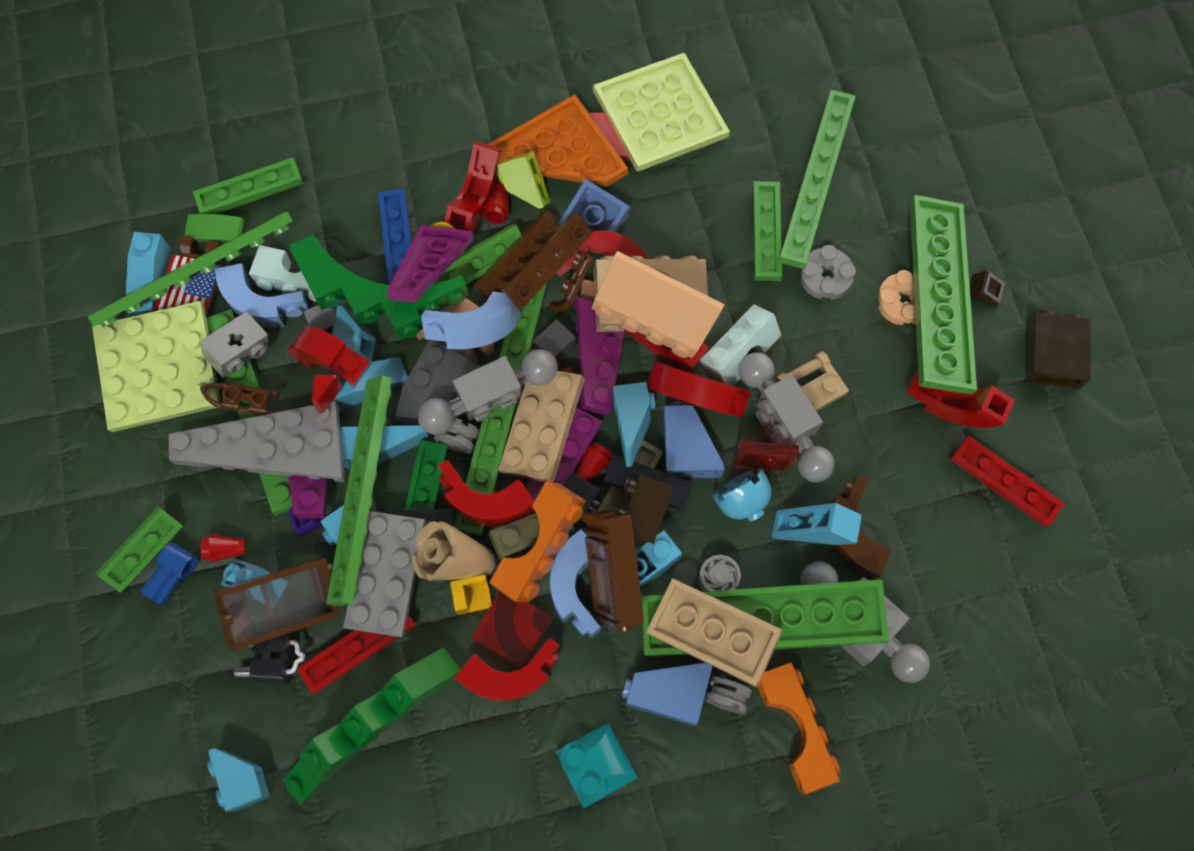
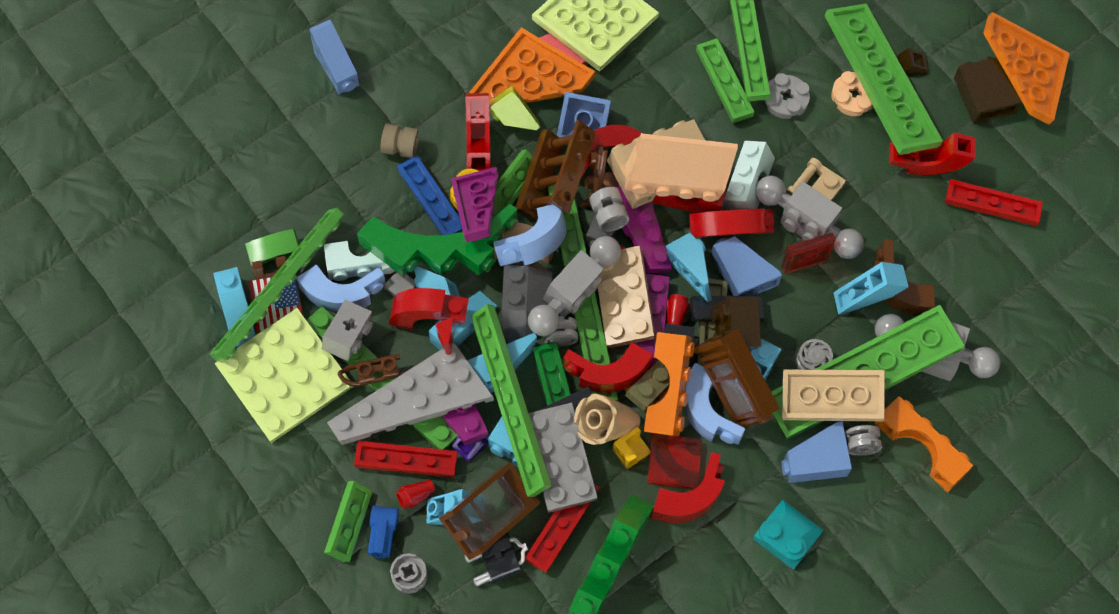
camera: 25 degrees left, 5 degrees down
(171, 632) = (408, 573): none -> light grey wheel
(232, 506) = (406, 459): none -> red plate
(248, 187) = (283, 203): bright green plate -> none
(369, 55) = (333, 57): none -> medium blue slope
(391, 165) = (399, 140): none -> dark tan wheel
(497, 206) = (499, 140): red cone -> none
(566, 322) = (609, 209): none -> light grey wheel
(745, 496) = (806, 289): medium azure cylinder -> none
(1120, 340) = (1031, 65): none -> orange plate

